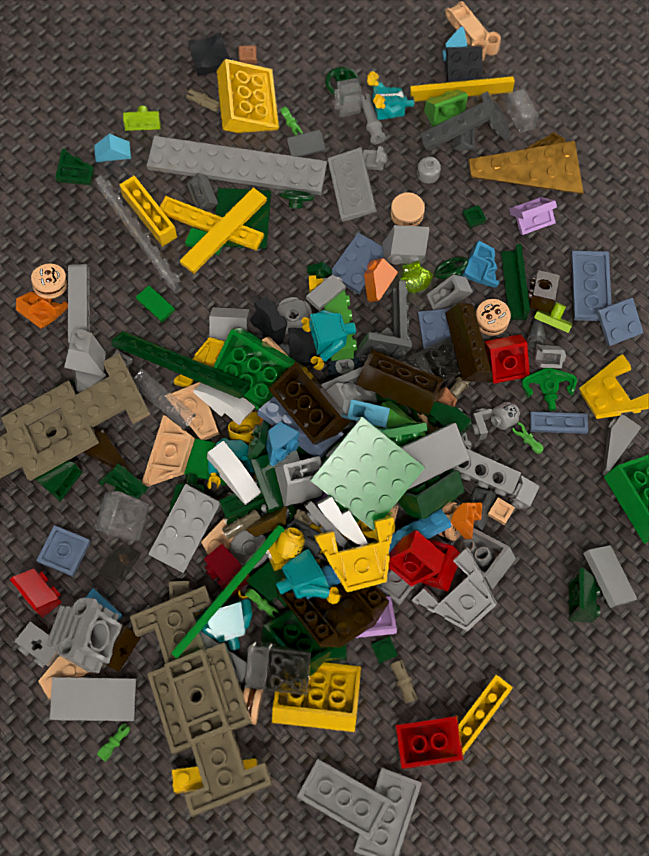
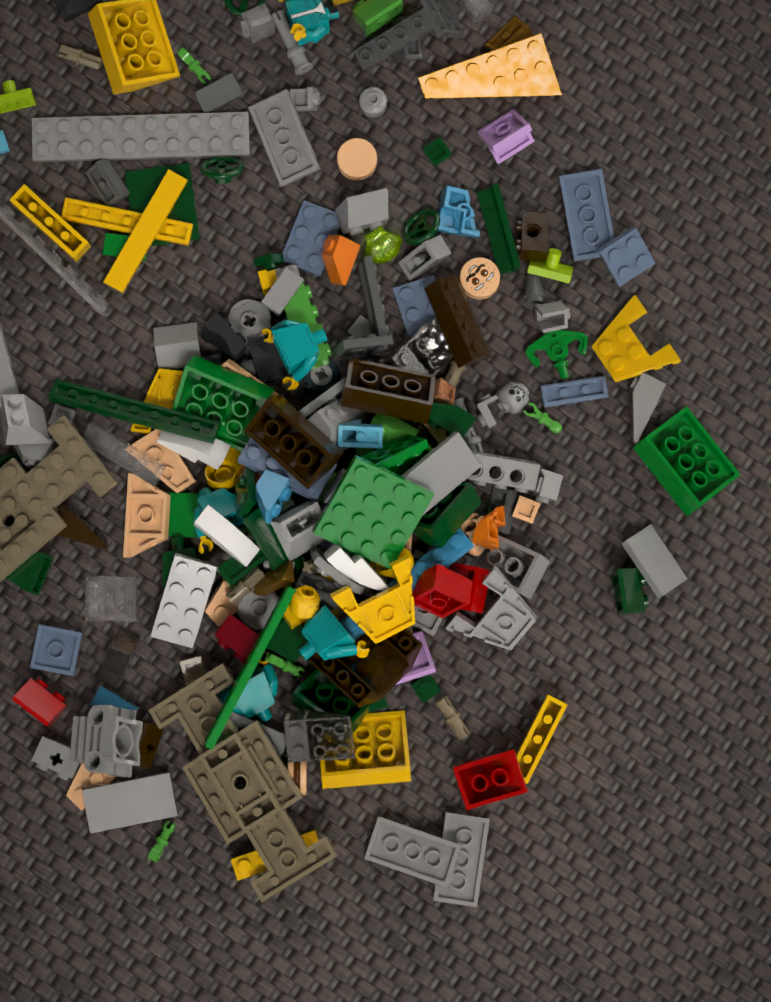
camera: 15 degrees left, 15 degrees up
(124, 482) = (104, 561): dark green wing -> none
(155, 303) = (85, 337): green tile -> none
(508, 358) = (504, 326): red slope -> none

